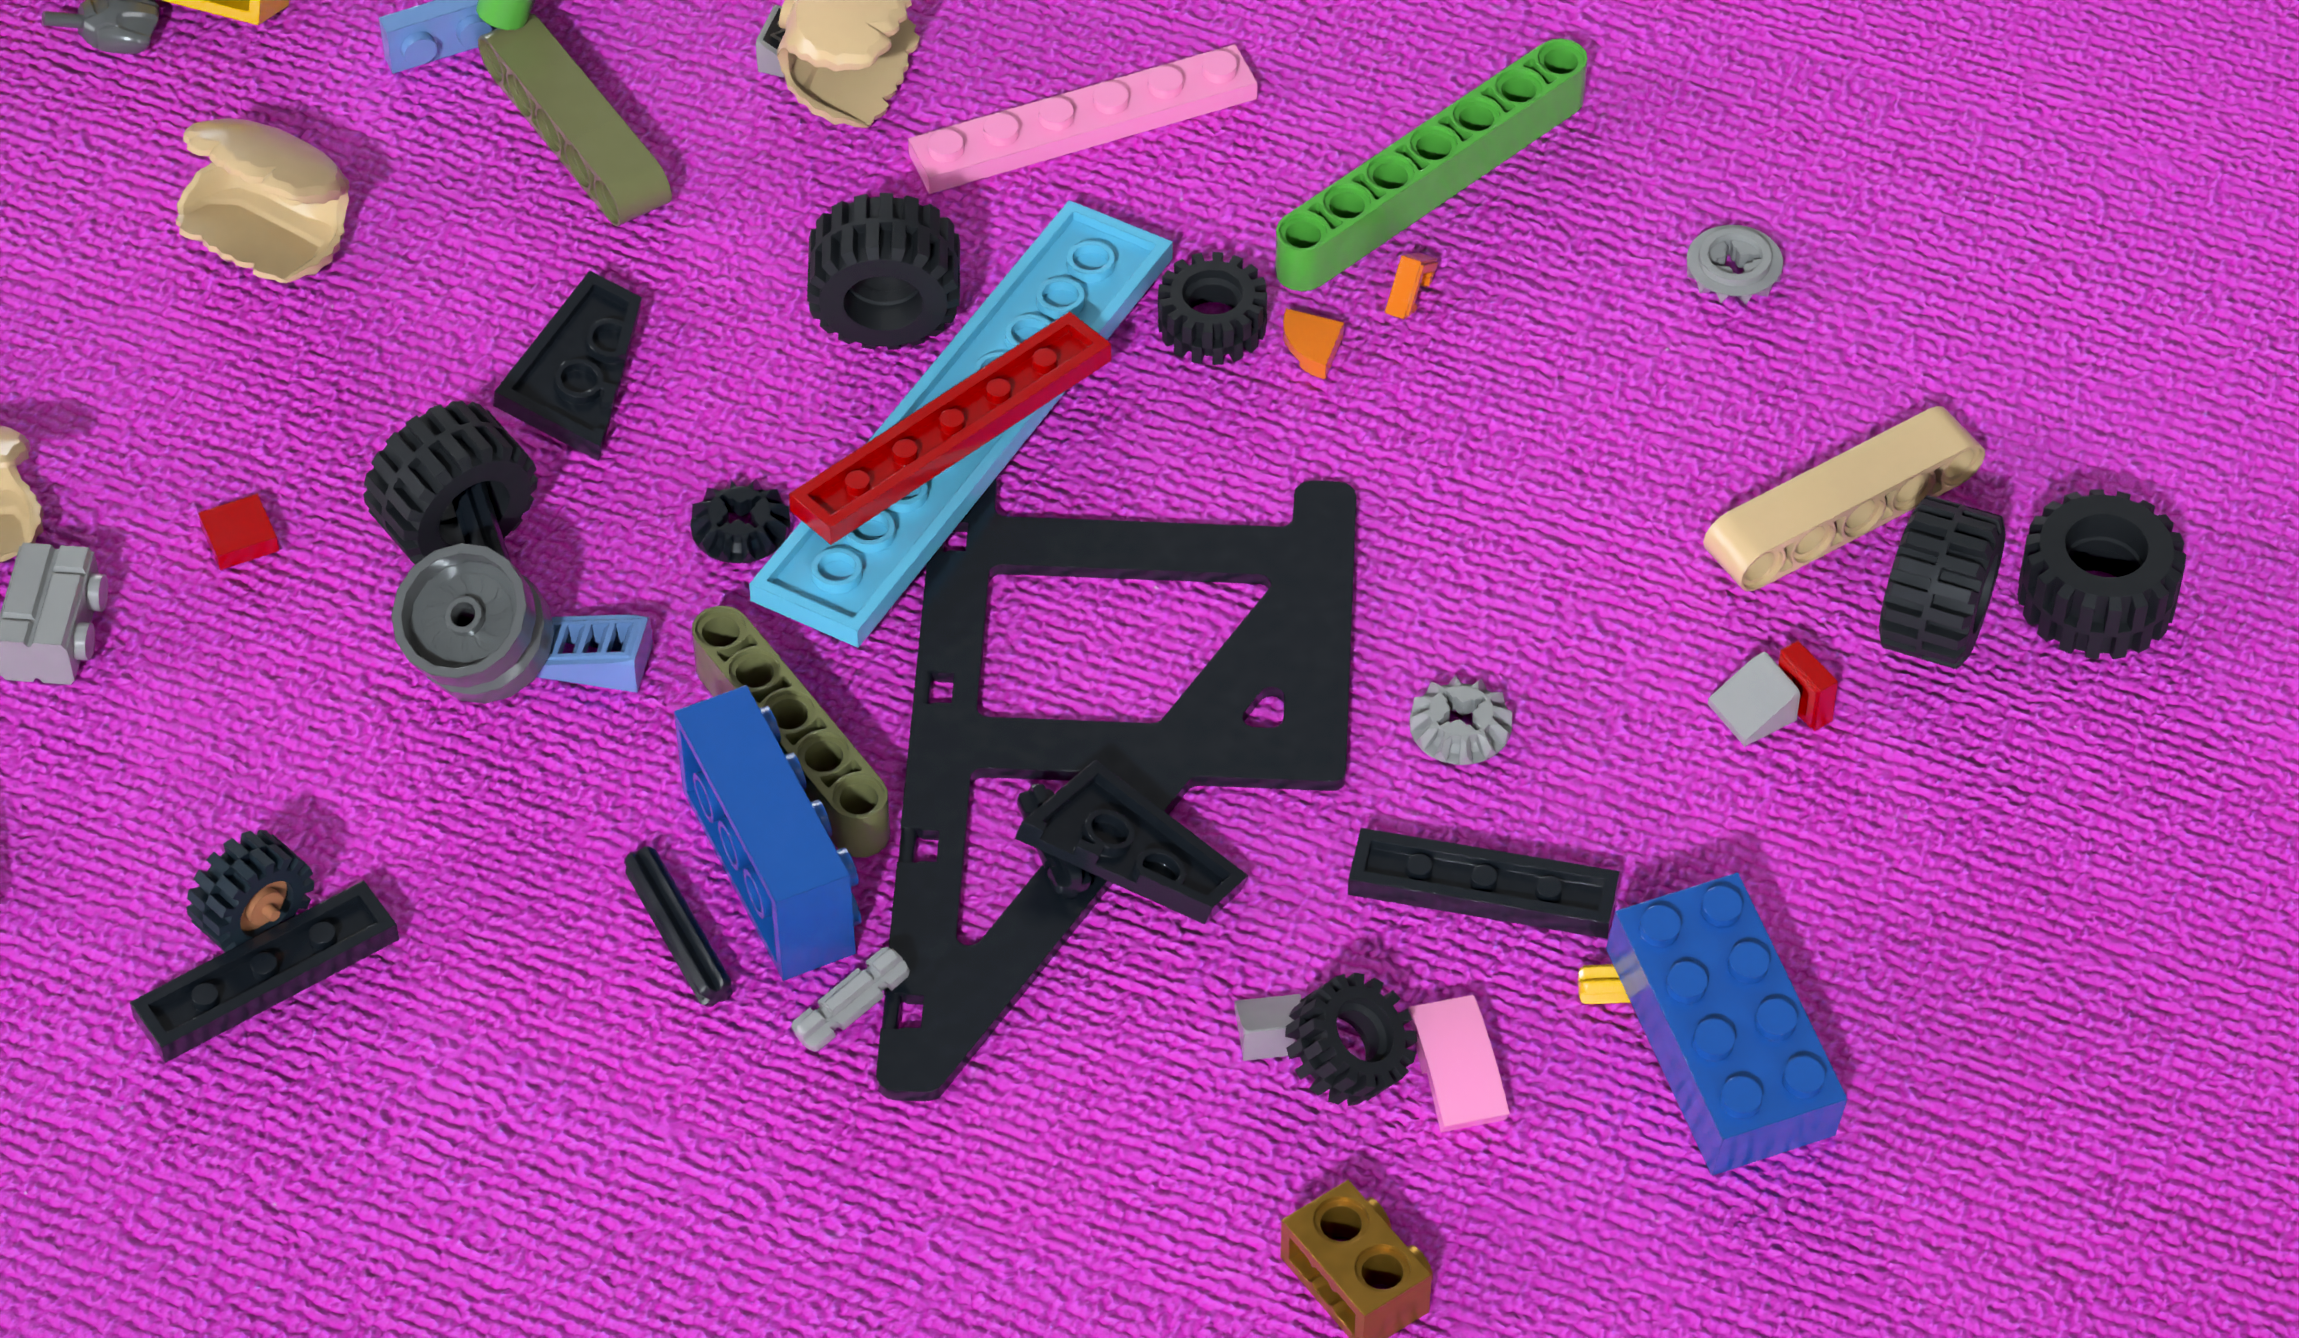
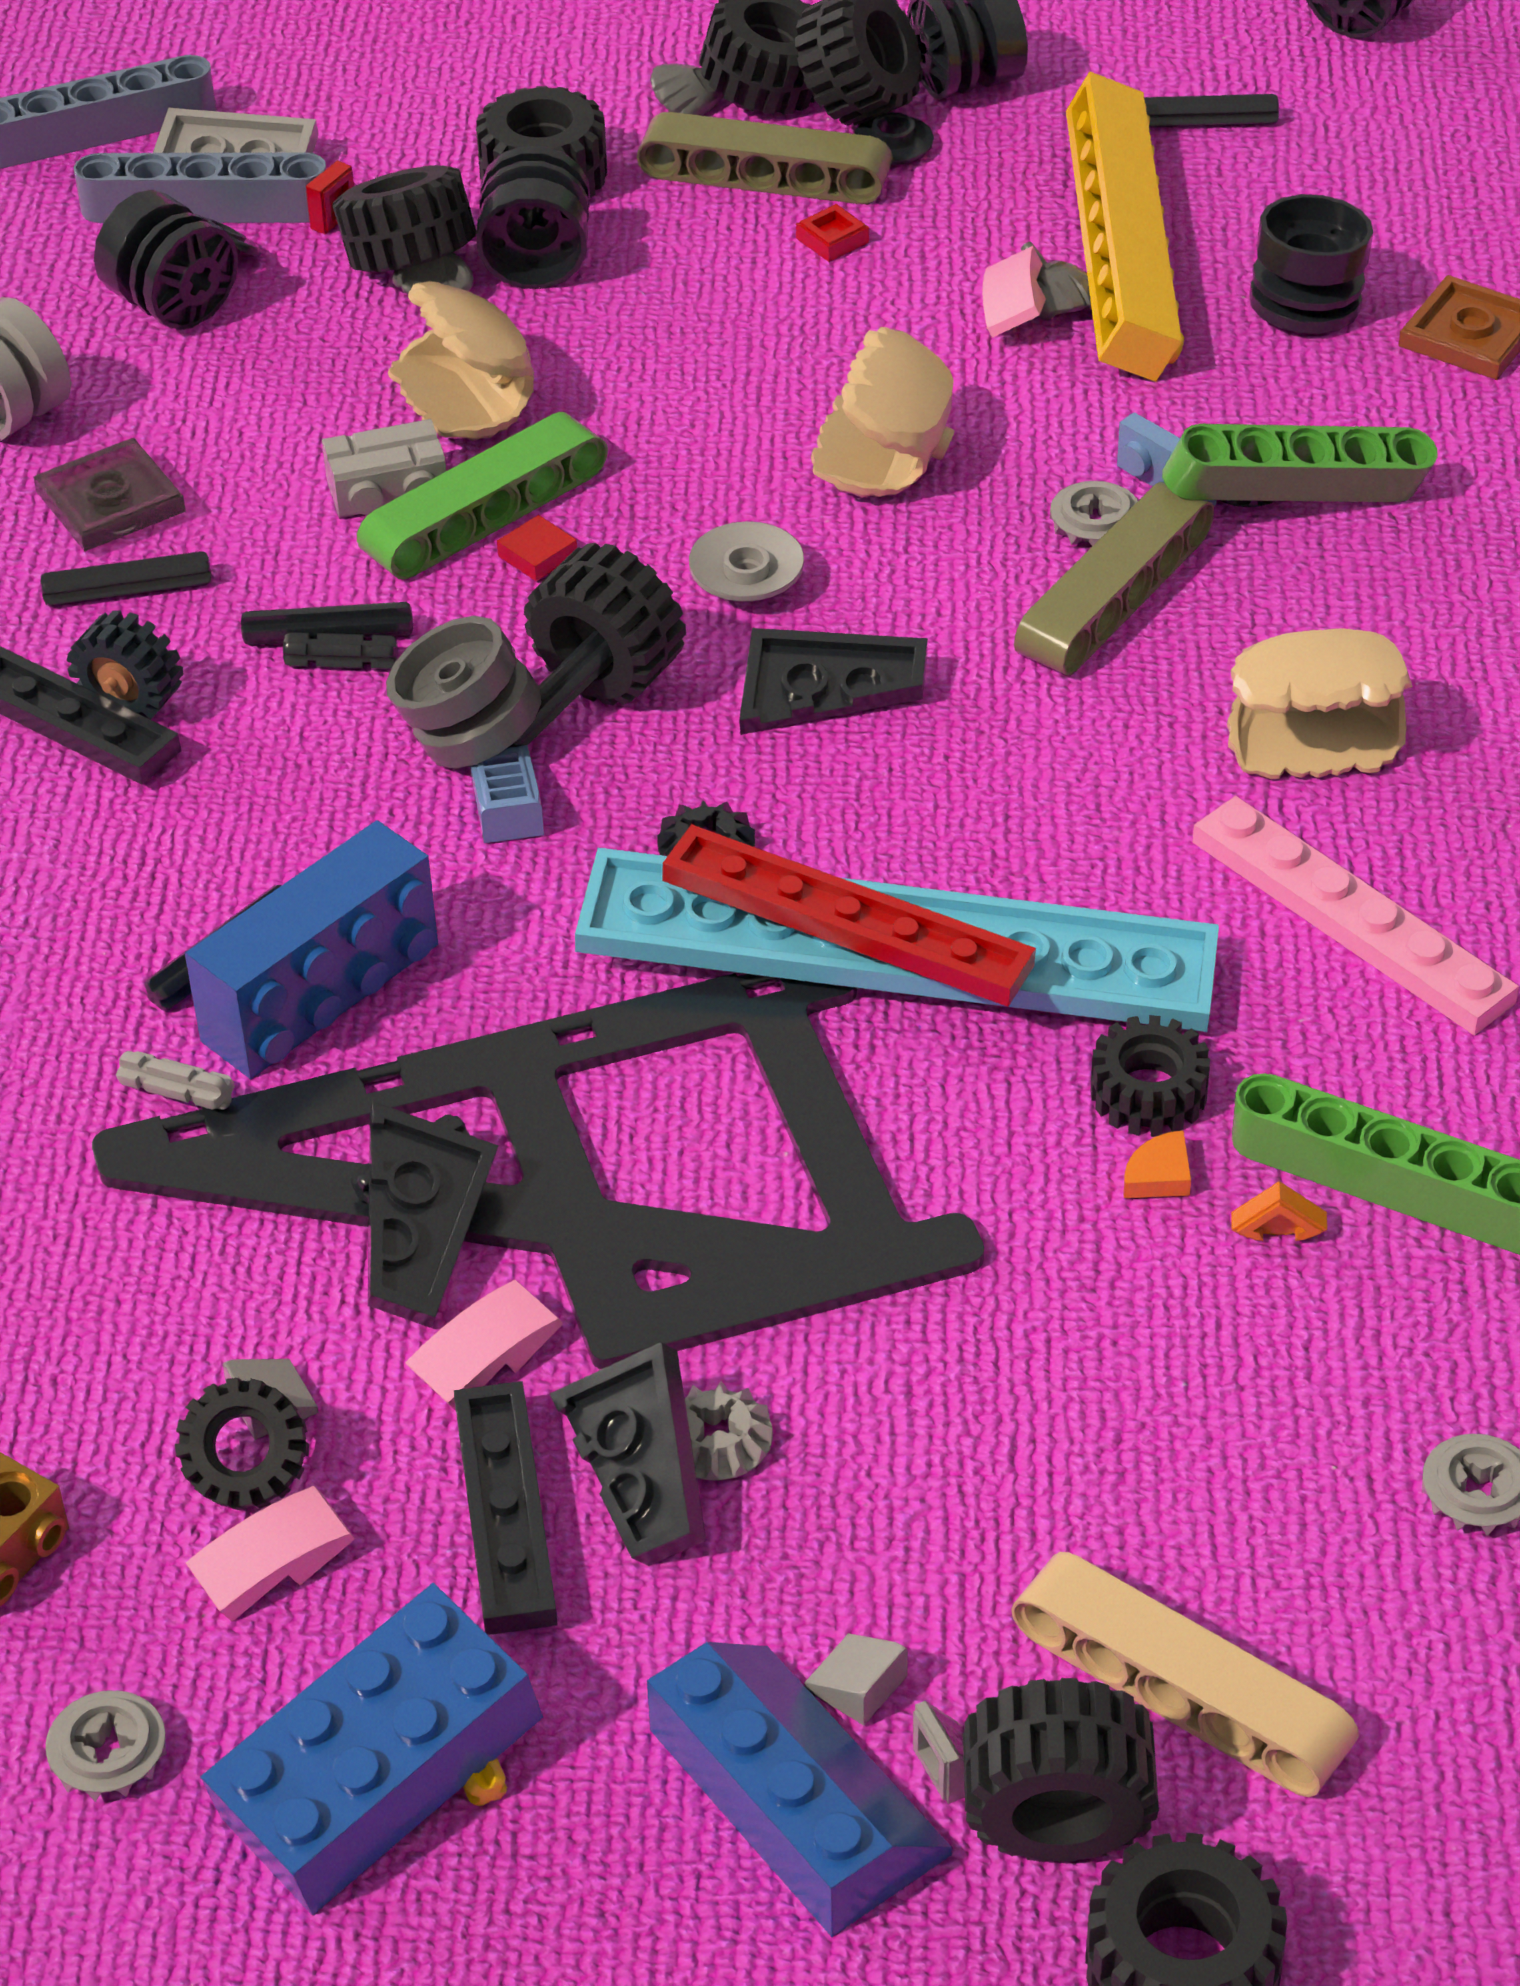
camera: 70 degrees right, 5 degrees down
(66, 880) = (125, 578): none -> black axle
(109, 50) = (1012, 291): none -> bright pink slope
(141, 548) = (481, 495): none -> bright green beam
(250, 728) = (366, 619): none -> black axle
(298, 728) = (340, 650): none -> black axle
(383, 371) = (746, 561): none -> light grey dish
(461, 90) = (1075, 504): none -> light grey gear
(735, 654) = (462, 943): olive beam -> none
(883, 271) = (1015, 809): black tyre -> none
(1293, 850) = (479, 1341): none -> bright pink slope
(1474, 768) = (640, 1446): none -> black wing
(1601, 1208) = (85, 1727): none -> light grey gear
(1814, 682) = (889, 1706): red tile -> none
(1850, 776) = (791, 1780): none -> blue slope
(1862, 669) = (940, 1749): none -> light grey slope

